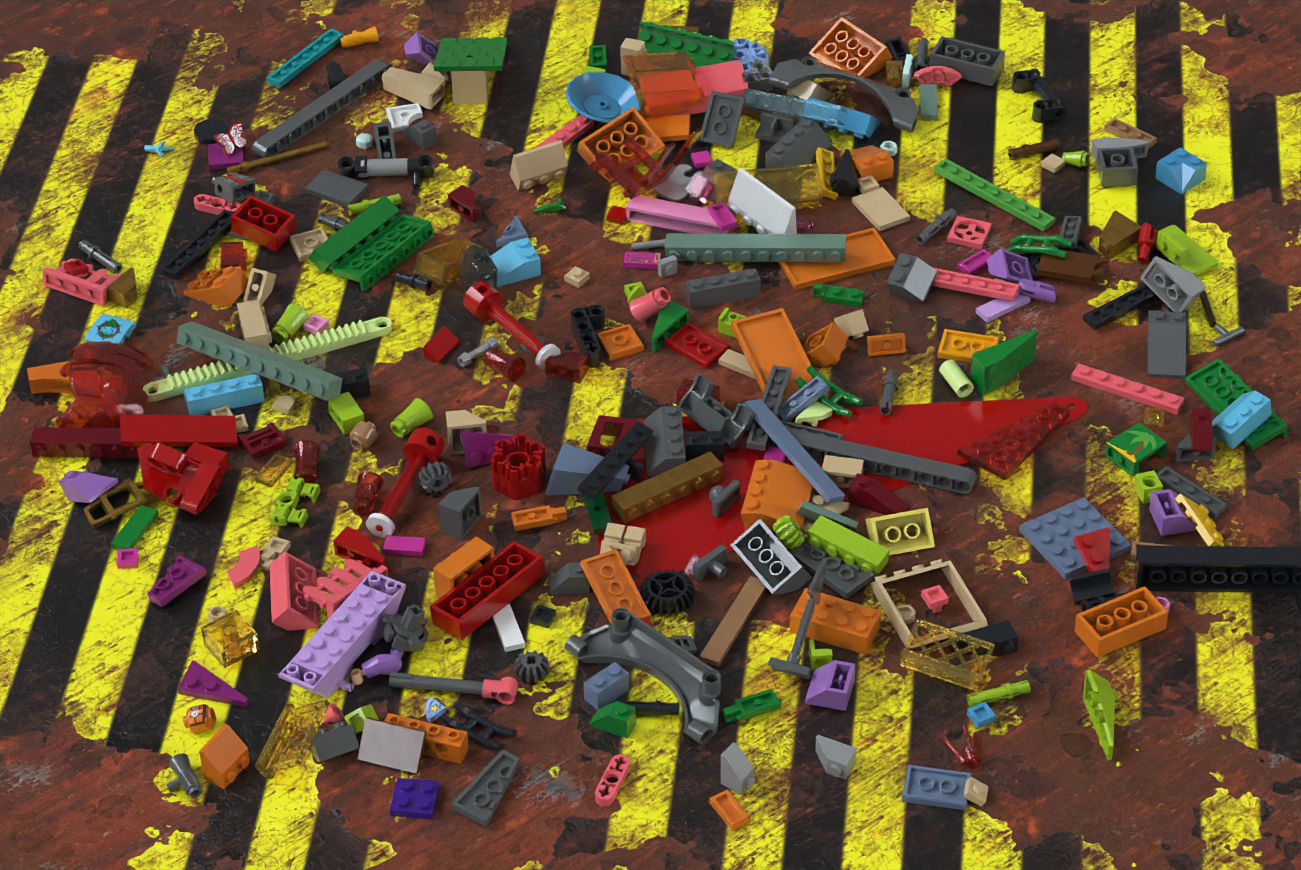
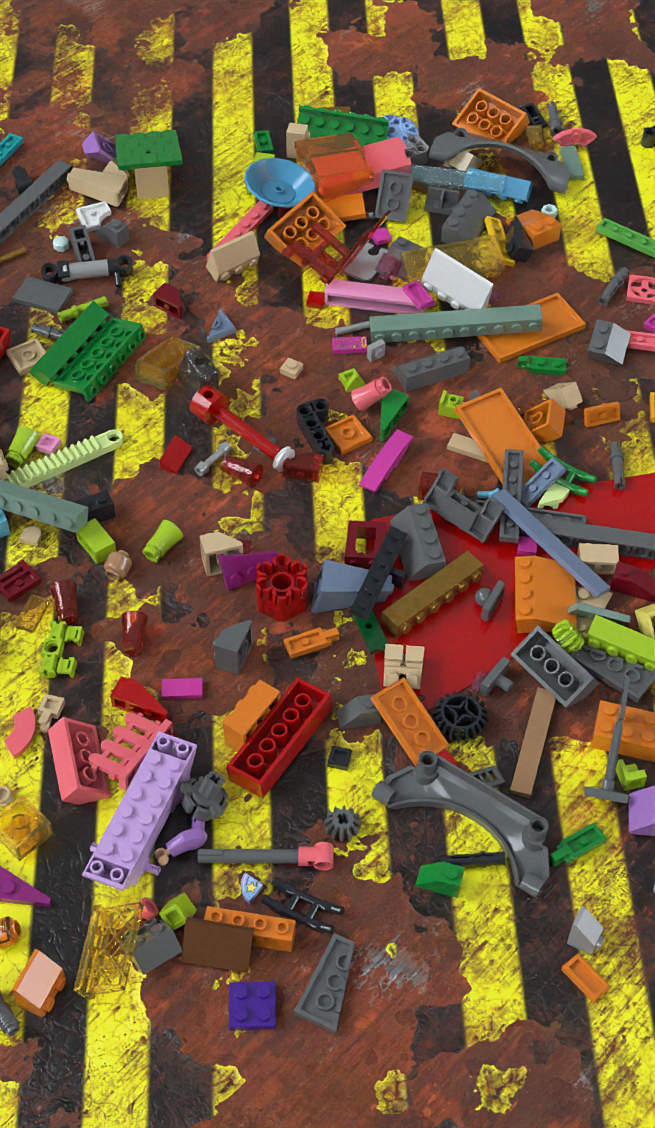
camera: 10 degrees left, 10 degrees up
(358, 38) = (36, 141): light orange piece -> none
(413, 281) = (135, 387): black pin -> none
(421, 448) = (181, 579): red piece -> none
(435, 477) = (200, 607): dark grey gear -> none
(508, 629) = (308, 778): white tile -> none
(516, 262) = (232, 358): medium azure slope -> none
(551, 208) = (252, 297): green bar -> none
(606, 686) = (425, 839): sand blue brick -> none
(613, 788) = (452, 946): coral beam -> none
(653, 365) = (386, 460): none -> dark pink slope
(697, 345) = (426, 431): red tile -> none
(702, 442) = (458, 541): black brick -> none
(867, 184) = (541, 249): tan plate -> none
(880, 209) = (557, 273): tan tile -> none
(907, 71) = (546, 134): light aqua tile -> none
(971, 60) = (605, 121): dark grey brick -> none

